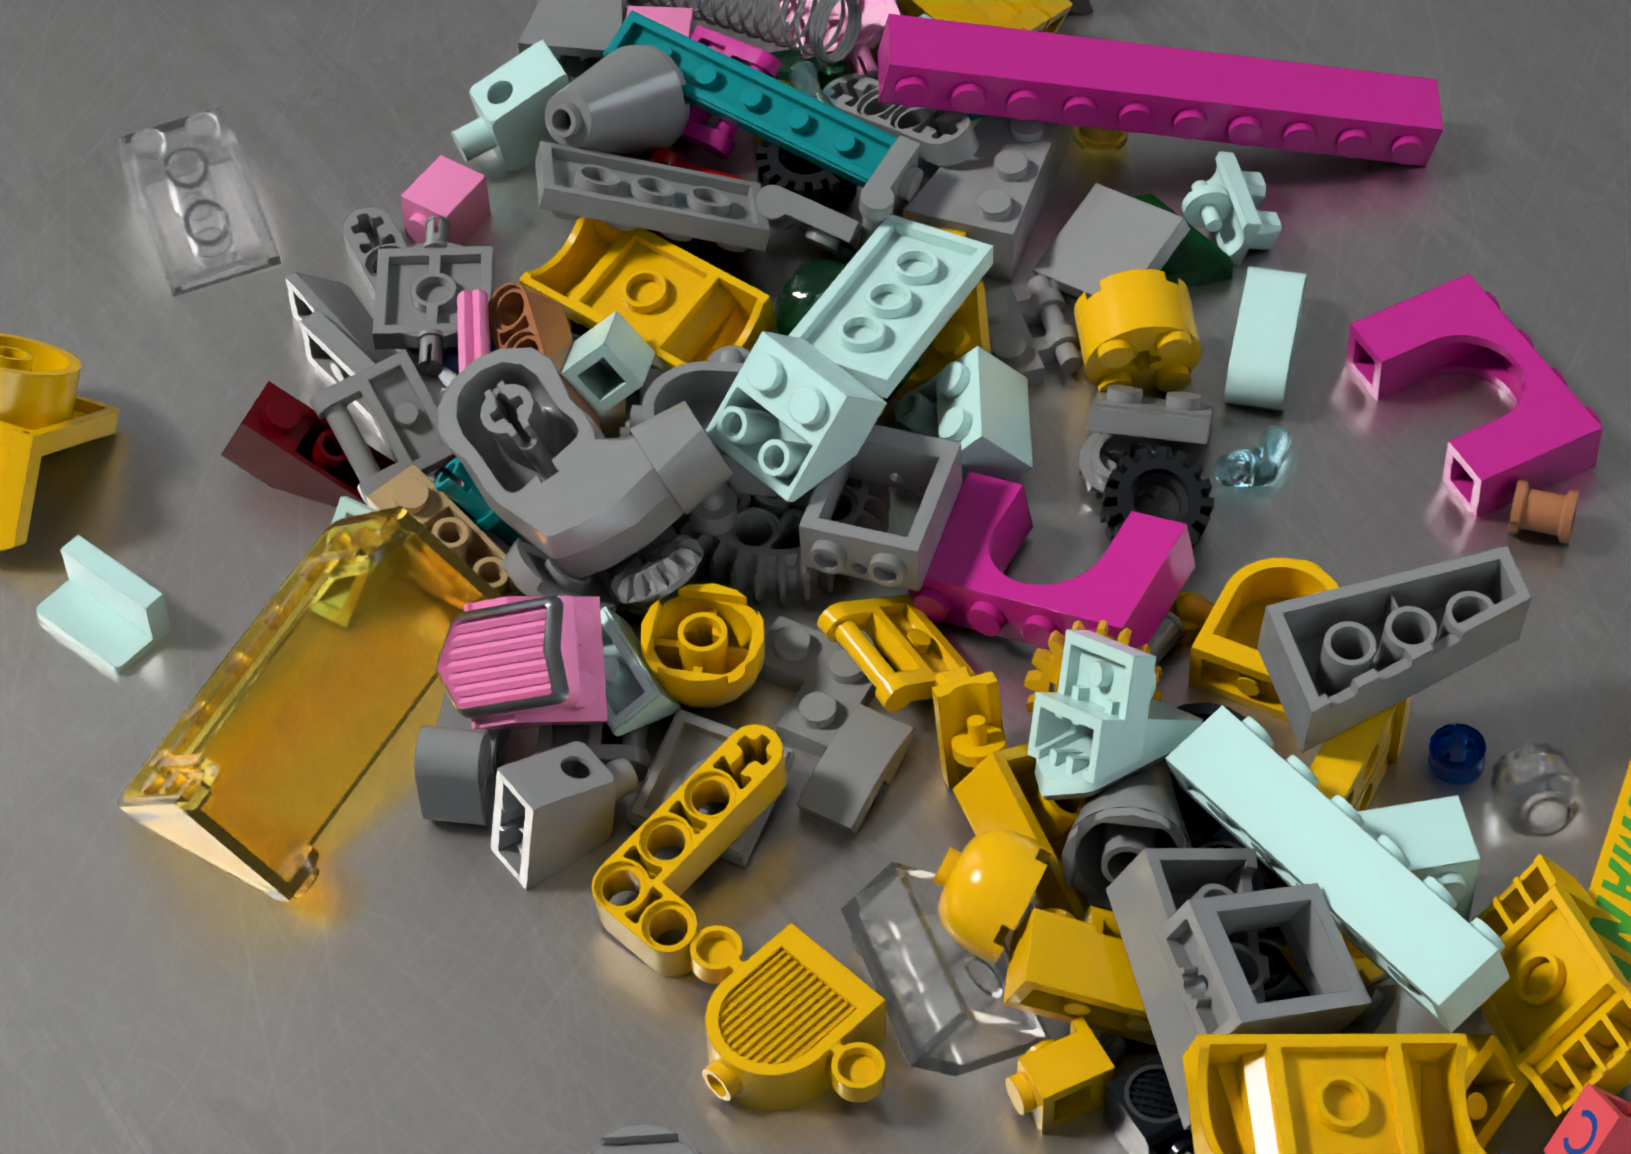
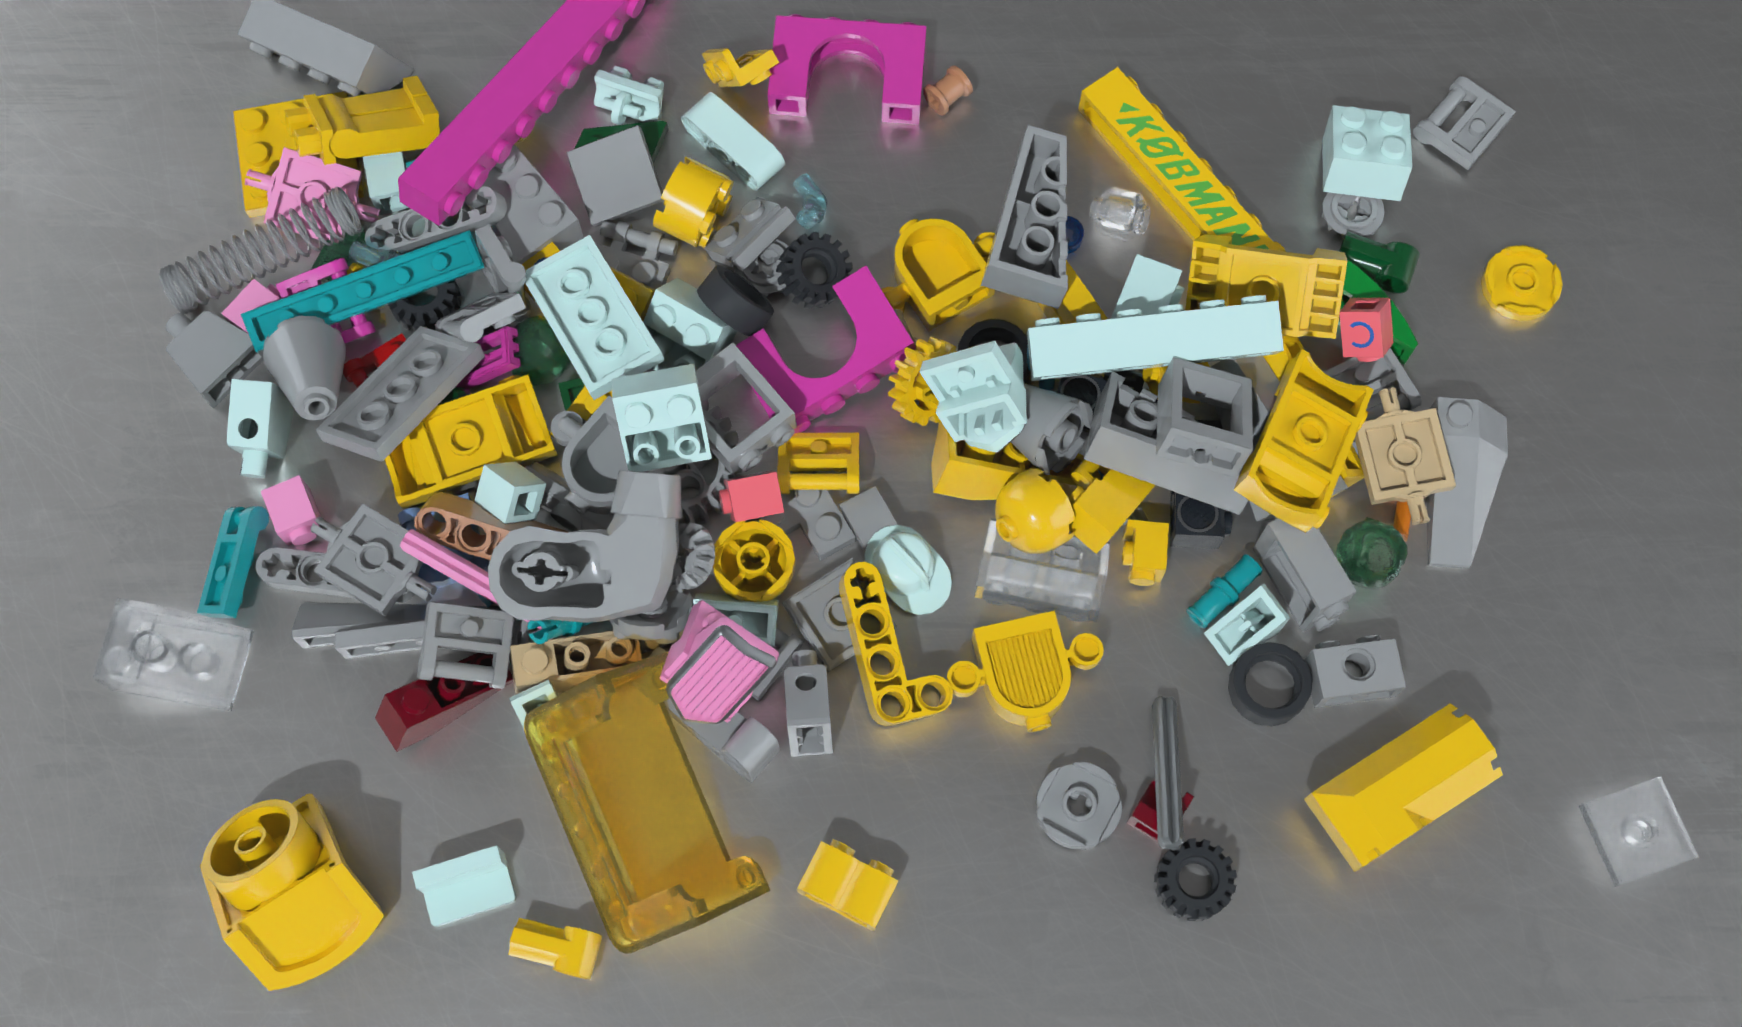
camera: 60 degrees left, 20 degrees up
(82, 739) = (566, 950): none -> yellow piece
(347, 188) = (232, 561): none -> teal plate
(354, 986) = (847, 884): none -> yellow brick
(768, 266) = (495, 362): none -> dark pink tile
(785, 589) = (751, 496): none -> coral brick
(829, 829) = (909, 569): none -> light aqua piece
(966, 720) = (903, 458): yellow hips -> none
(1038, 439) = (735, 301): none -> black tyre
(1363, 285) = (732, 72): none -> yellow bracket

